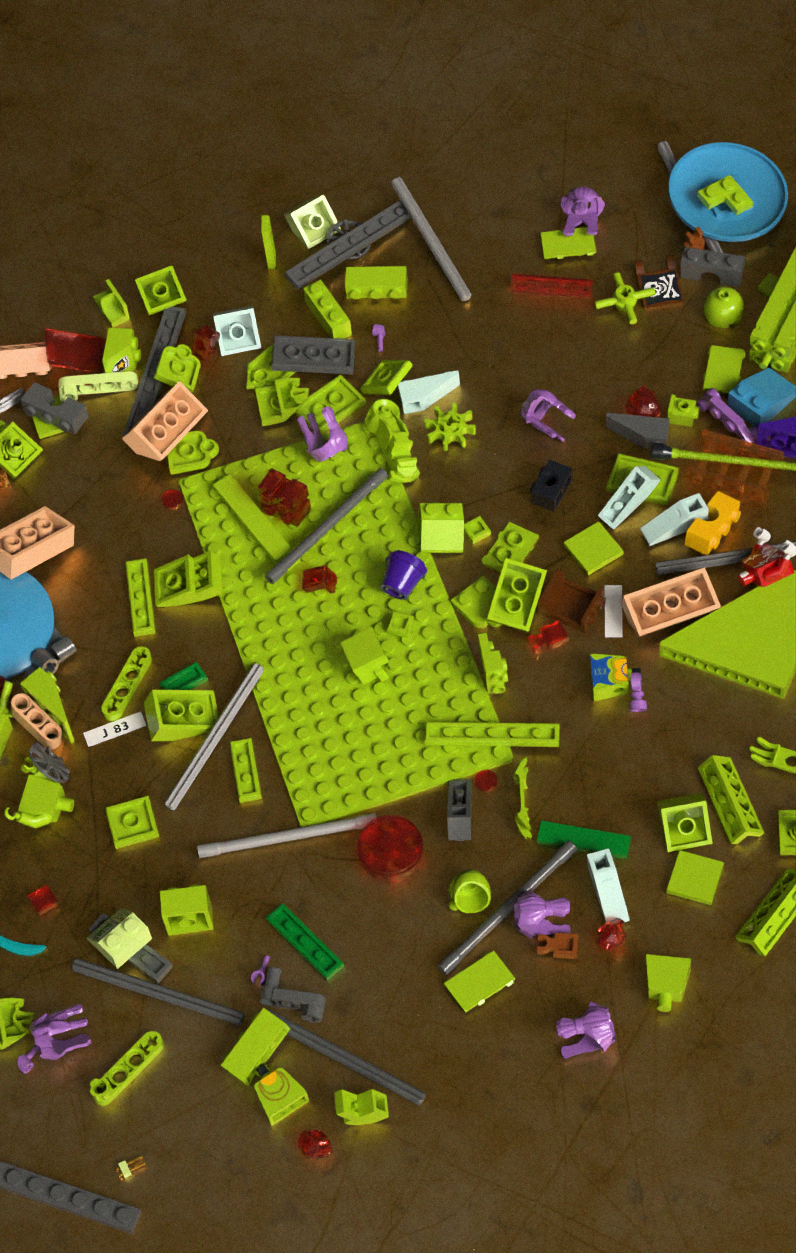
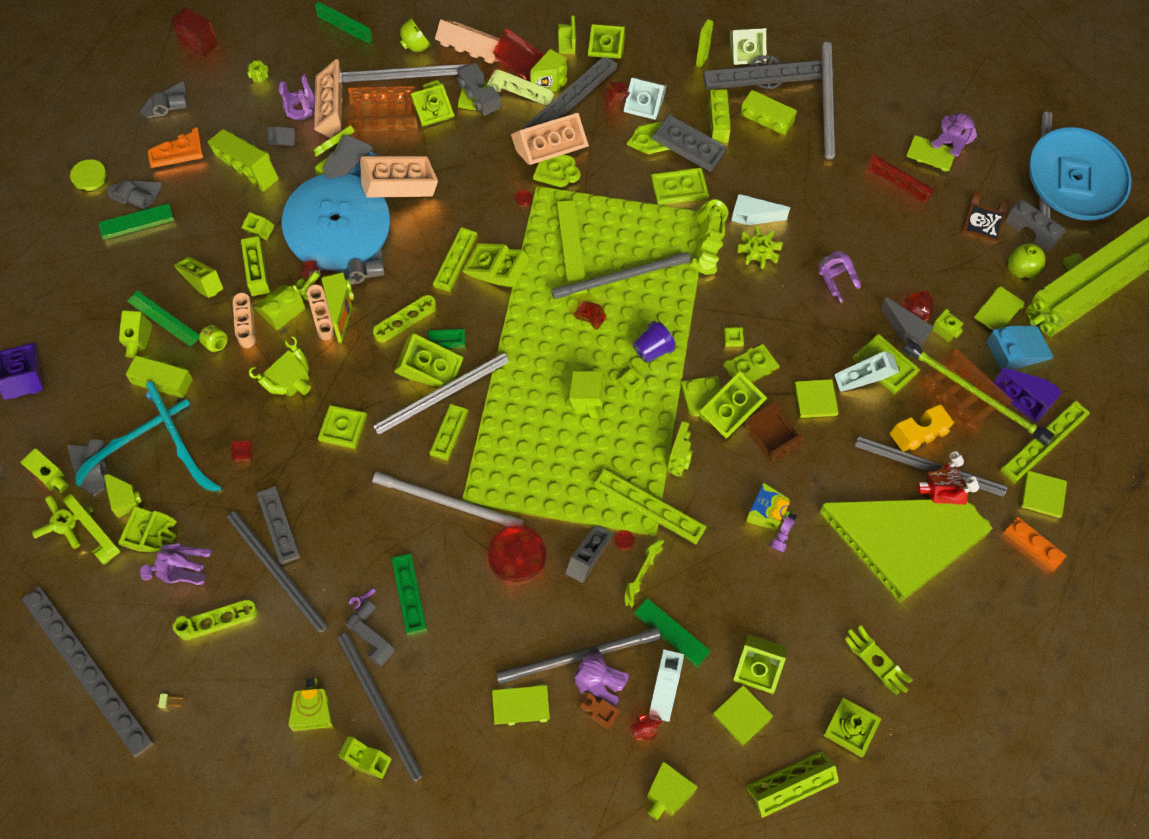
camera: 20 degrees right, 5 degrees up
(49, 764) = (308, 349): dark grey wheel -> none
(114, 729) = (375, 348): white sticker -> none
(120, 937) = (272, 513): yellowish green slope -> none
(178, 365) = (585, 102): lime plate -> none
(186, 909) = (333, 519): lime brick -> none
(255, 1046) = (316, 659): lime brick -> none
(281, 400) = (645, 164): lime plate -> none
(284, 498) = (600, 238): clear red brick -> none
(314, 1144) = (312, 768): clear red rock -> none
(317, 448) = (650, 208): medium lavender piece -> none
(378, 330) = (749, 150): medium lavender hand -> none
(386, 377) = (733, 186): lime tile -> none
(441, 527) = (706, 321): slope -> none
(469, 892) = (556, 626): lime piece -> none
(550, 635) = (743, 451): clear red plate -> none
(558, 477) = (806, 340): black brick -> none
(593, 1025) = (585, 799): medium lavender piece -> none
(613, 611) = (803, 457): white sticker -> none
(624, 298) = (951, 216): lime bar -> none
(670, 602) = (851, 475): light nougat slope -> none
(675, 519) = (894, 410): light aqua slope -> none
(694, 241) = (1032, 198): dark orange plate -> none
(719, 410) = (983, 354): medium lavender plate -> none
(726, 191) = (1077, 171): lime plate -> none
(727, 799) = (806, 662): lime fence -> none

